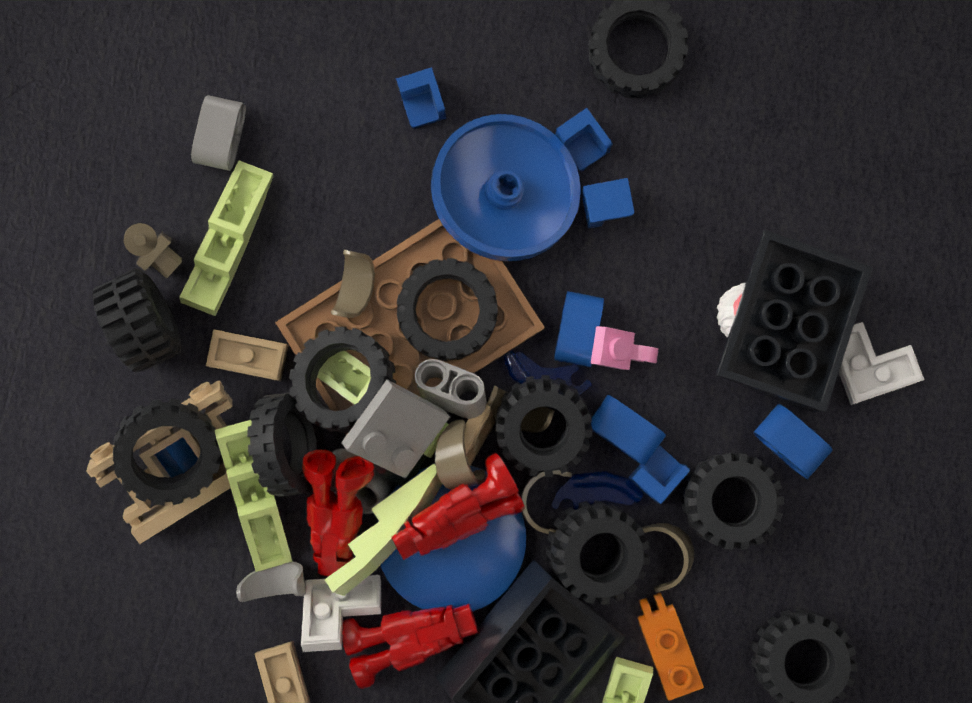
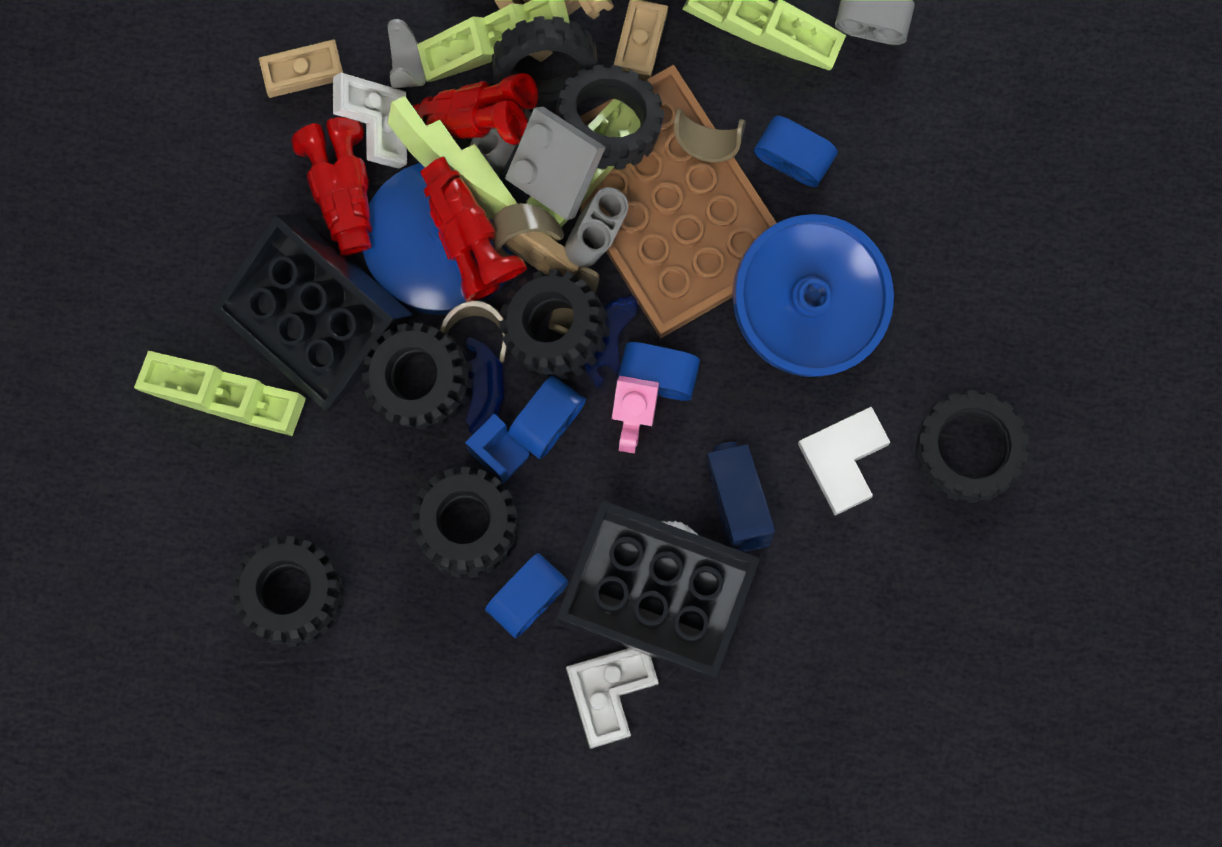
camera: 90 degrees right, 10 degrees down
(359, 206) = (795, 151): none -> blue beam
(421, 98) = (913, 218): blue panel -> none
(441, 270) = (691, 192): black tyre -> none
(584, 139) = (867, 383): blue panel -> none
(607, 202) = (796, 402): blue panel -> none
(649, 169) = (833, 457): none -> white tile
(669, 649) = (311, 456): orange hinge -> none
(685, 544) = (417, 476): dark tan helmet -> none
(701, 251) = (739, 498): none -> dark blue slope

